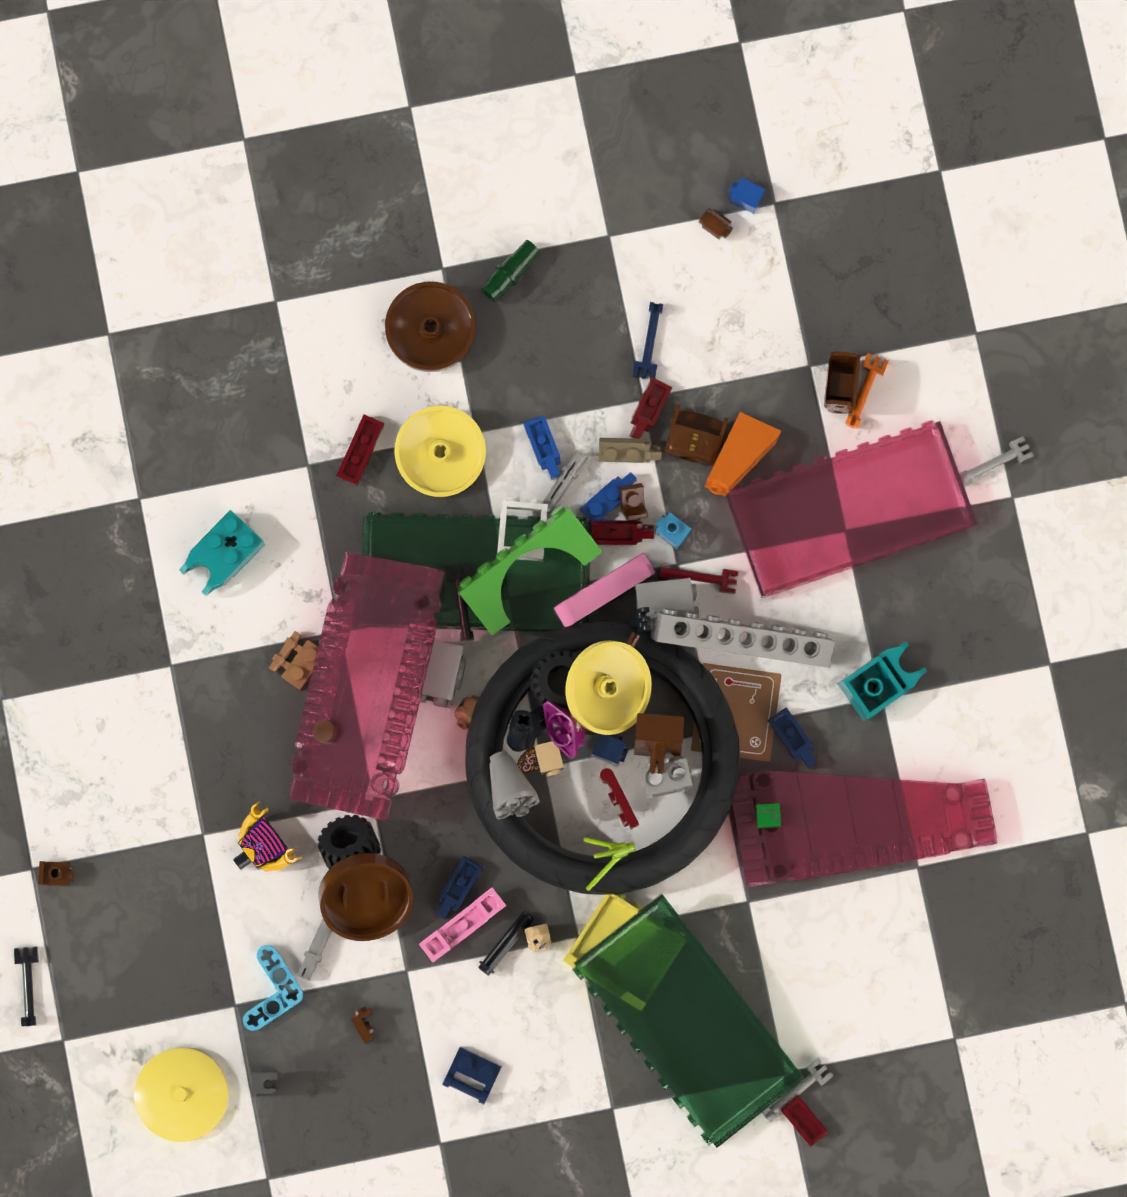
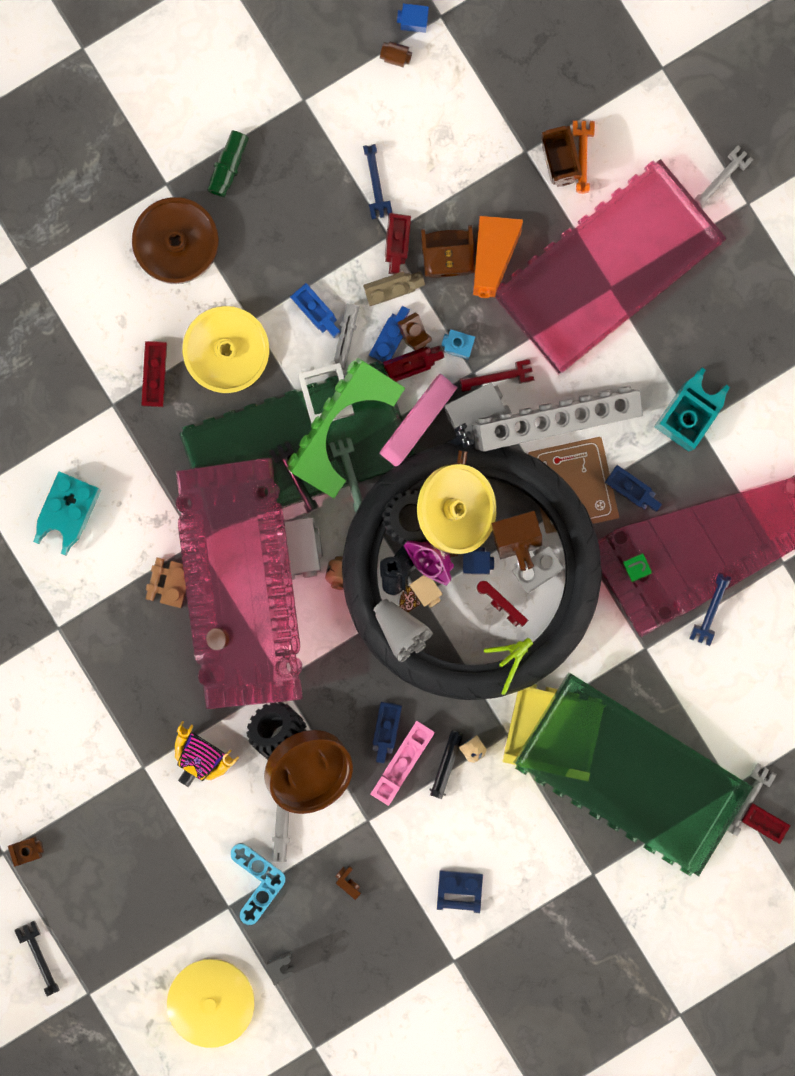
camera: 15 degrees left, 5 degrees up
(517, 612) = (343, 453): none -> sand green hinge
(813, 904) = (704, 629): none -> dark blue hinge

